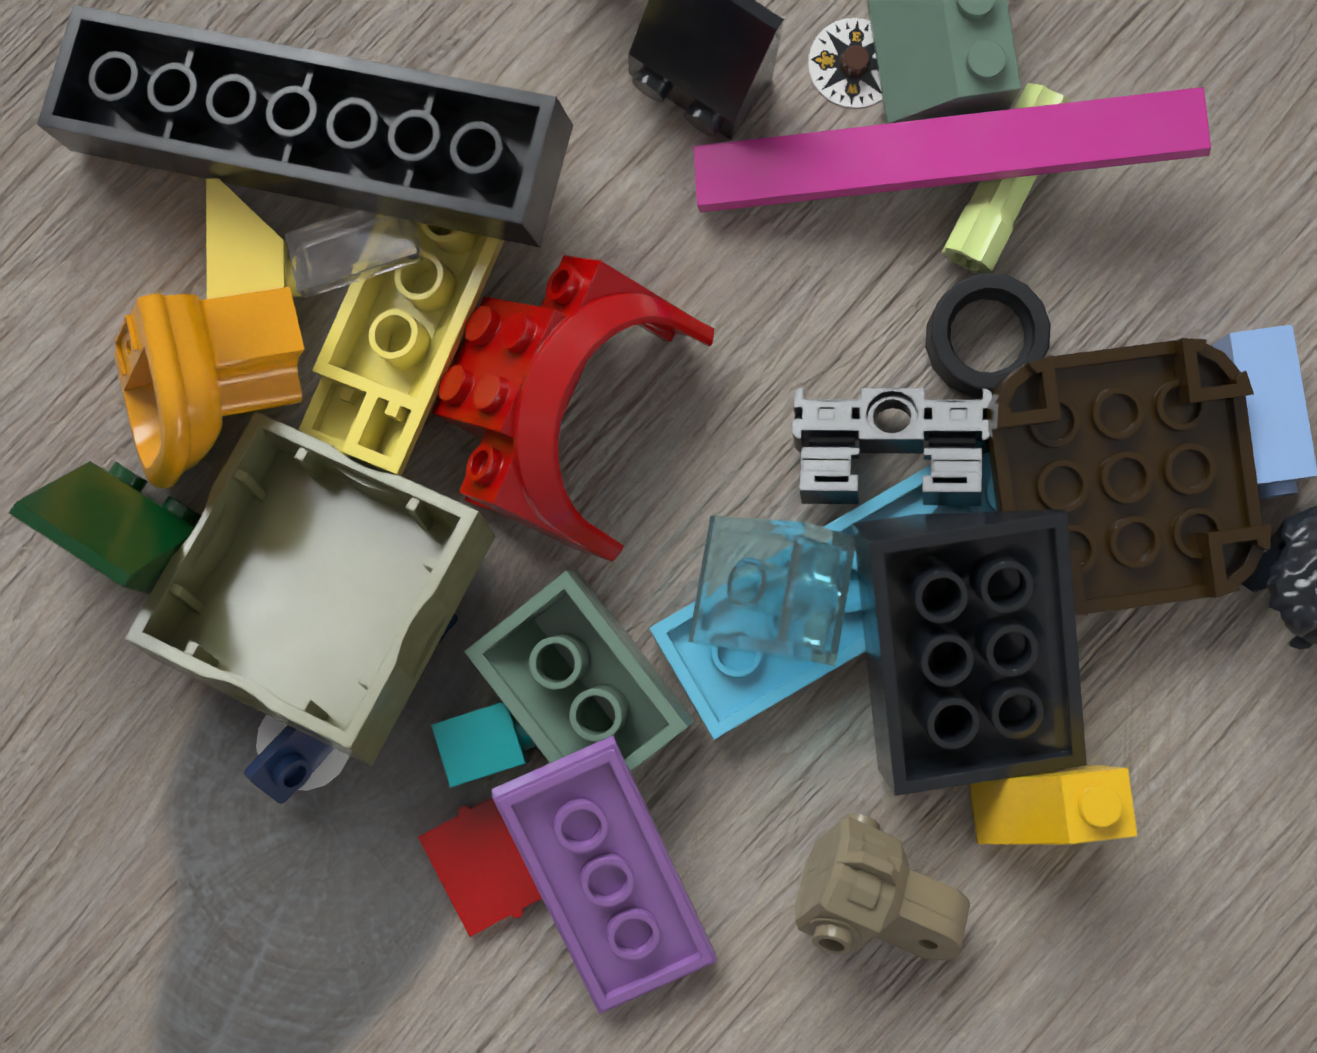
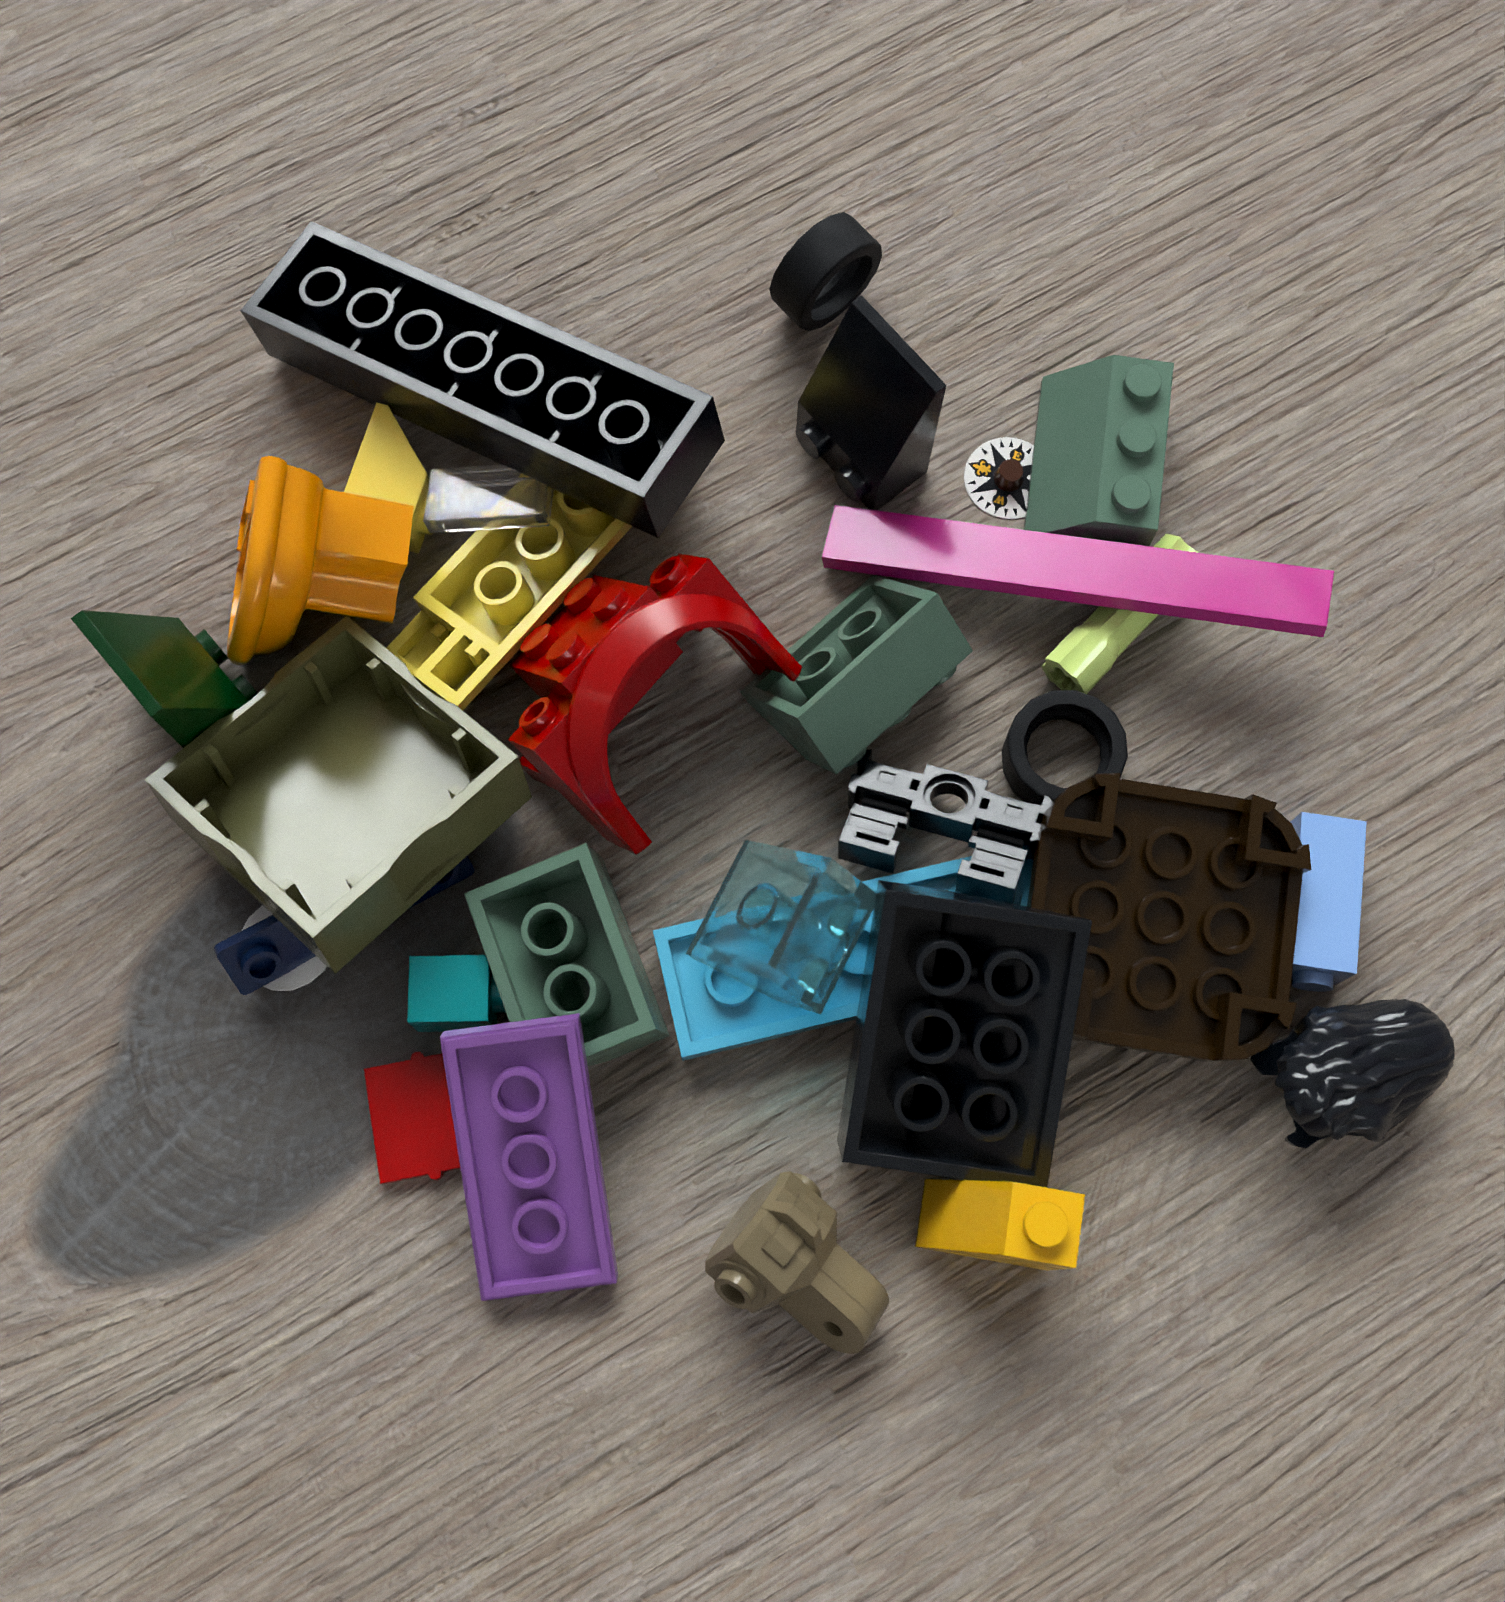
camera: 20 degrees right, 10 degrees down
(771, 312) = (860, 671): none -> sand green slope

